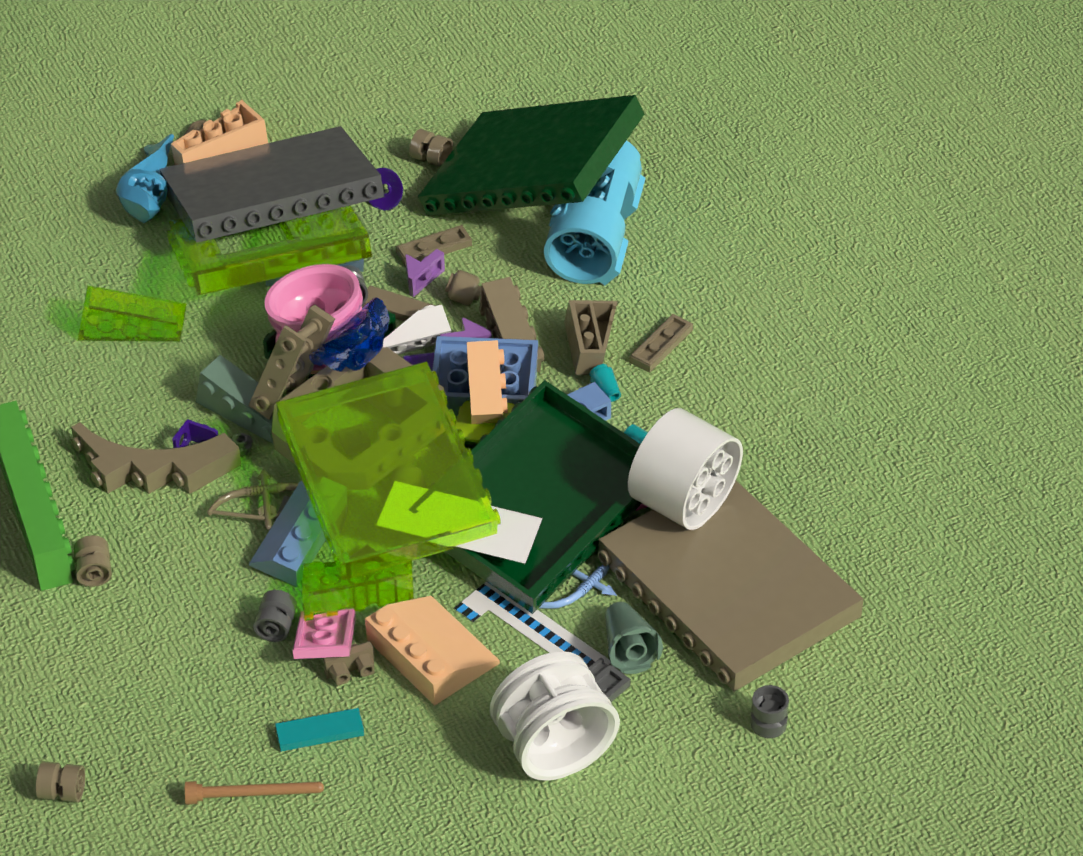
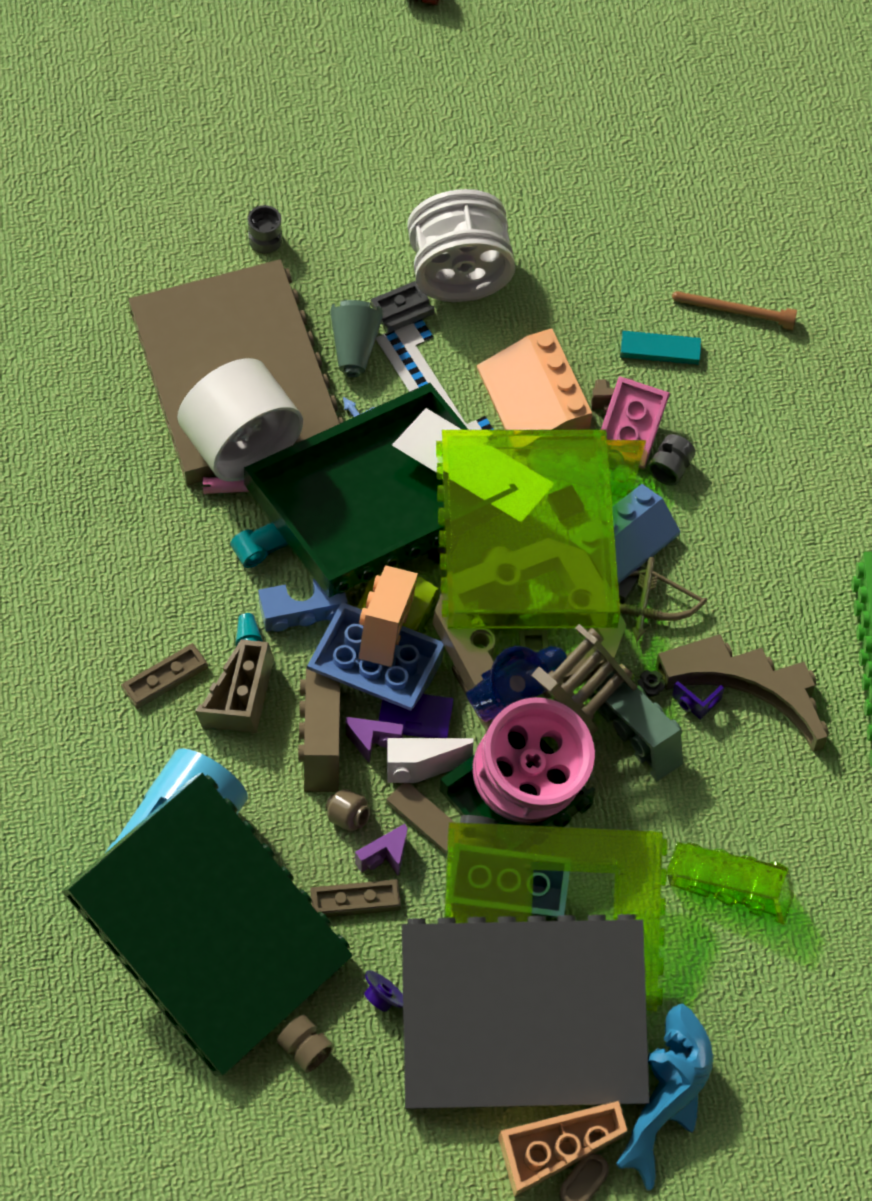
camera: 165 degrees left, 15 degrees up
(92, 561) = (833, 575): dark tan wheel -> none

